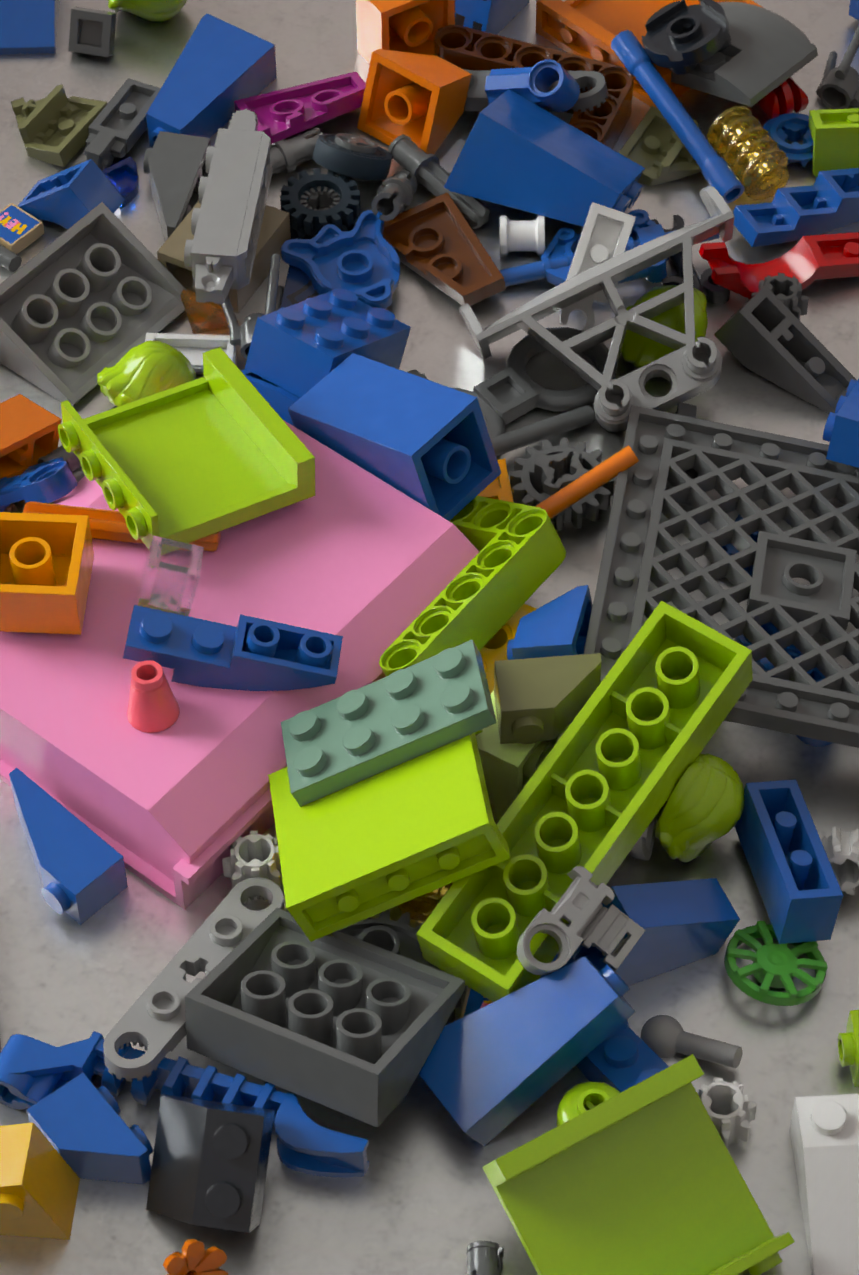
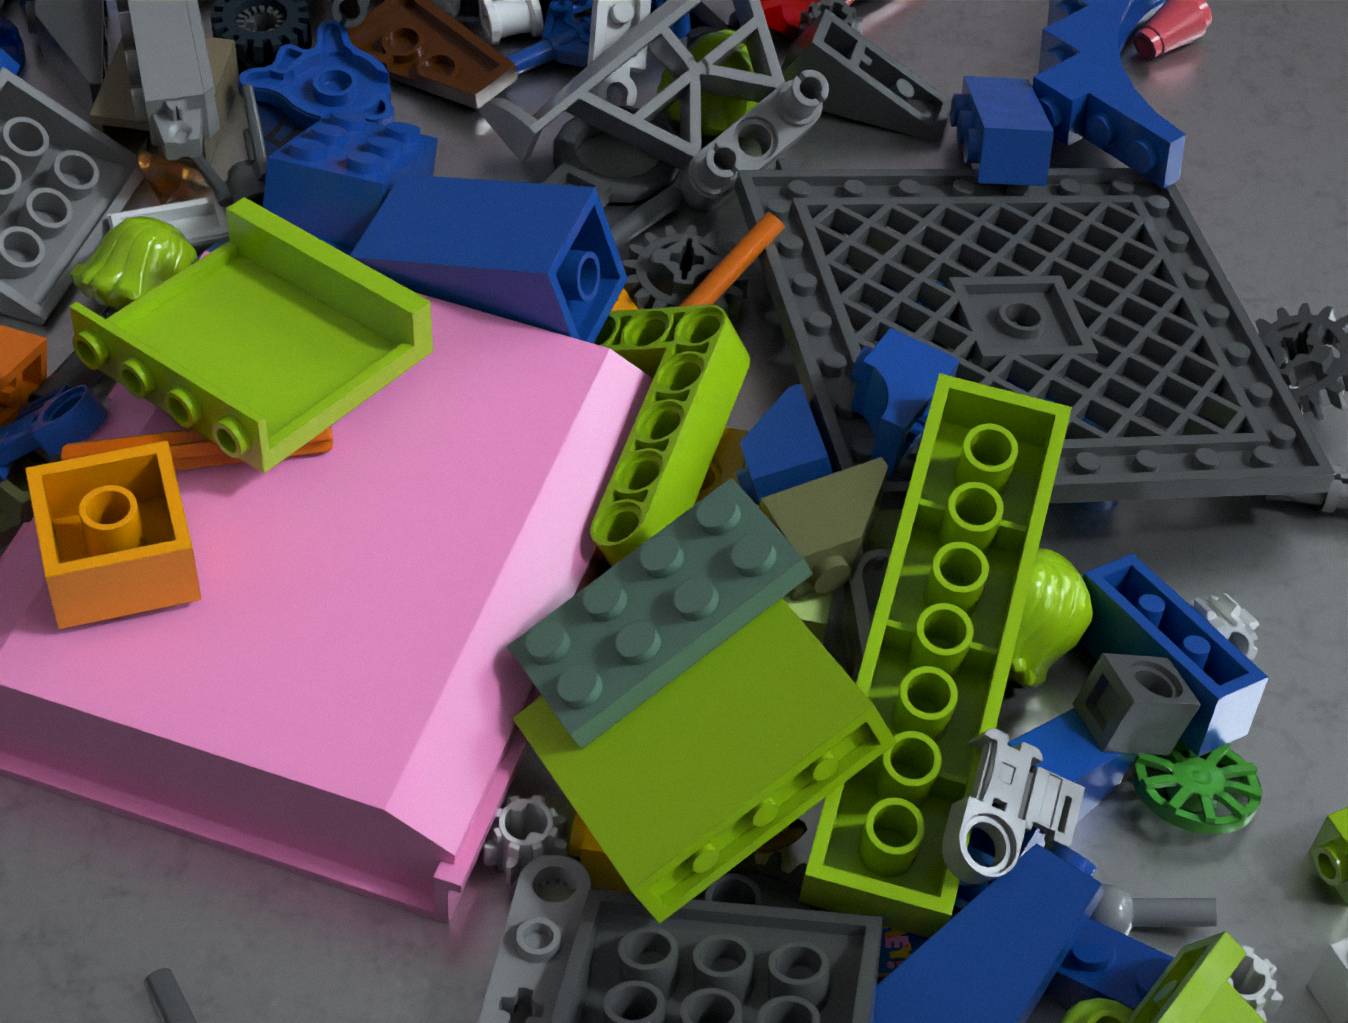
camera: 25 degrees left, 0 degrees up
(72, 861) = (275, 901): blue slope -> none
(151, 700) = (333, 660): coral cone -> none
(170, 576) = (301, 500): clear brick -> none
(244, 657) = (432, 575): blue slope -> none
(640, 596) = (897, 392): none -> blue arch
(734, 888) = (1135, 704): none -> dark grey brick

